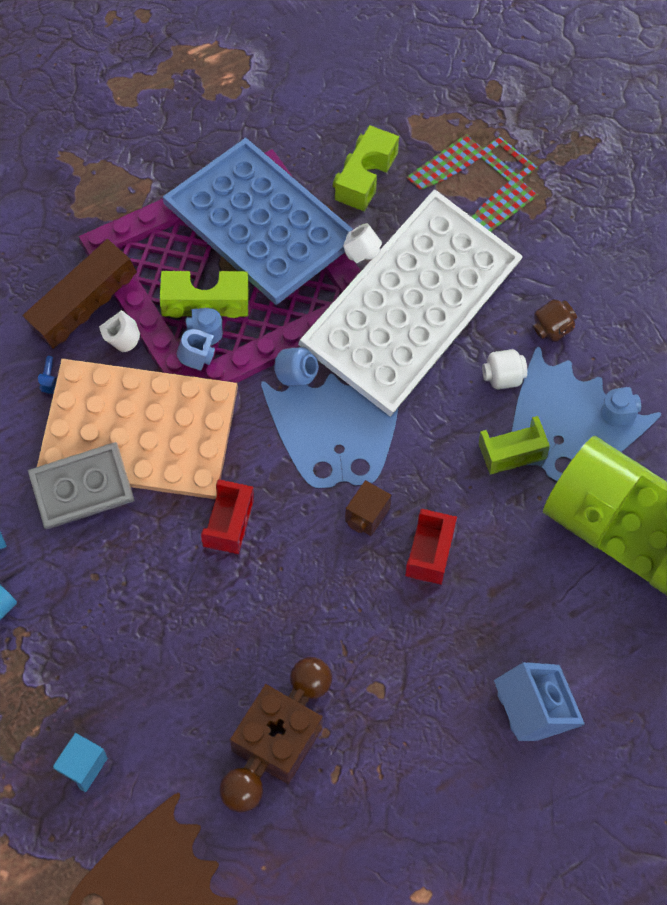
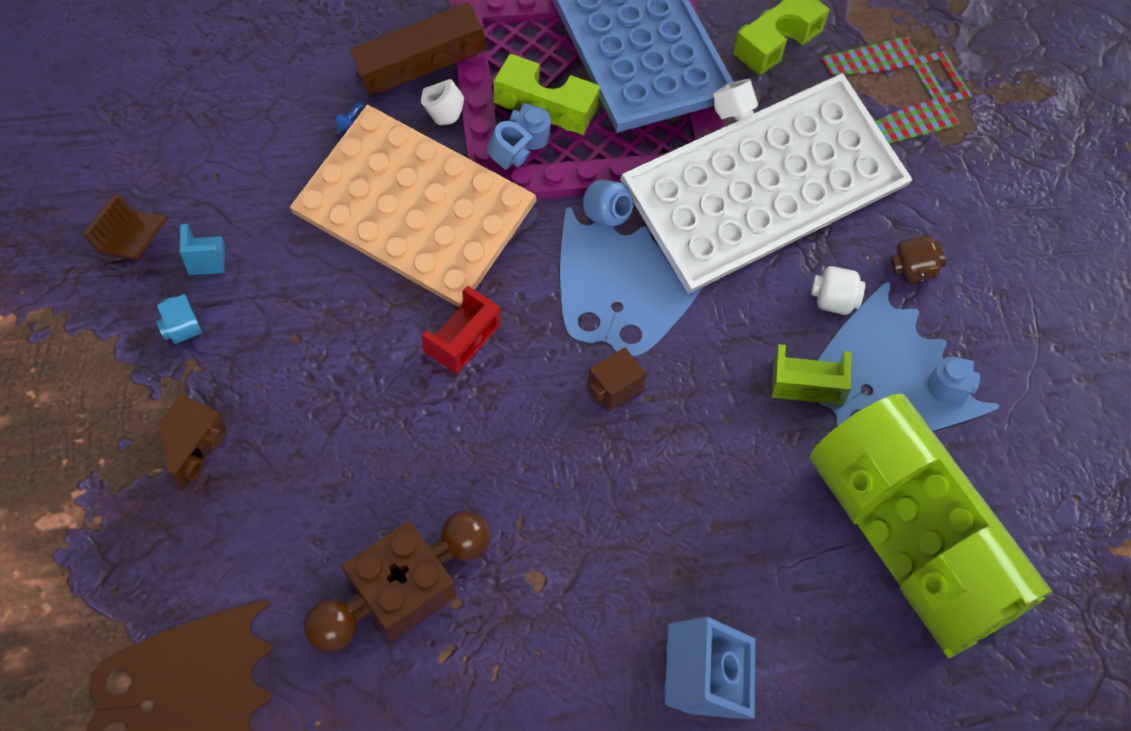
camera: 20 degrees right, 0 degrees up
(51, 691) = (188, 437): none -> reddish brown slope
(81, 485) = (325, 239): light grey tile -> none
(81, 761) = (179, 523): dark azure panel -> none
(431, 546) = (668, 448): red panel -> none

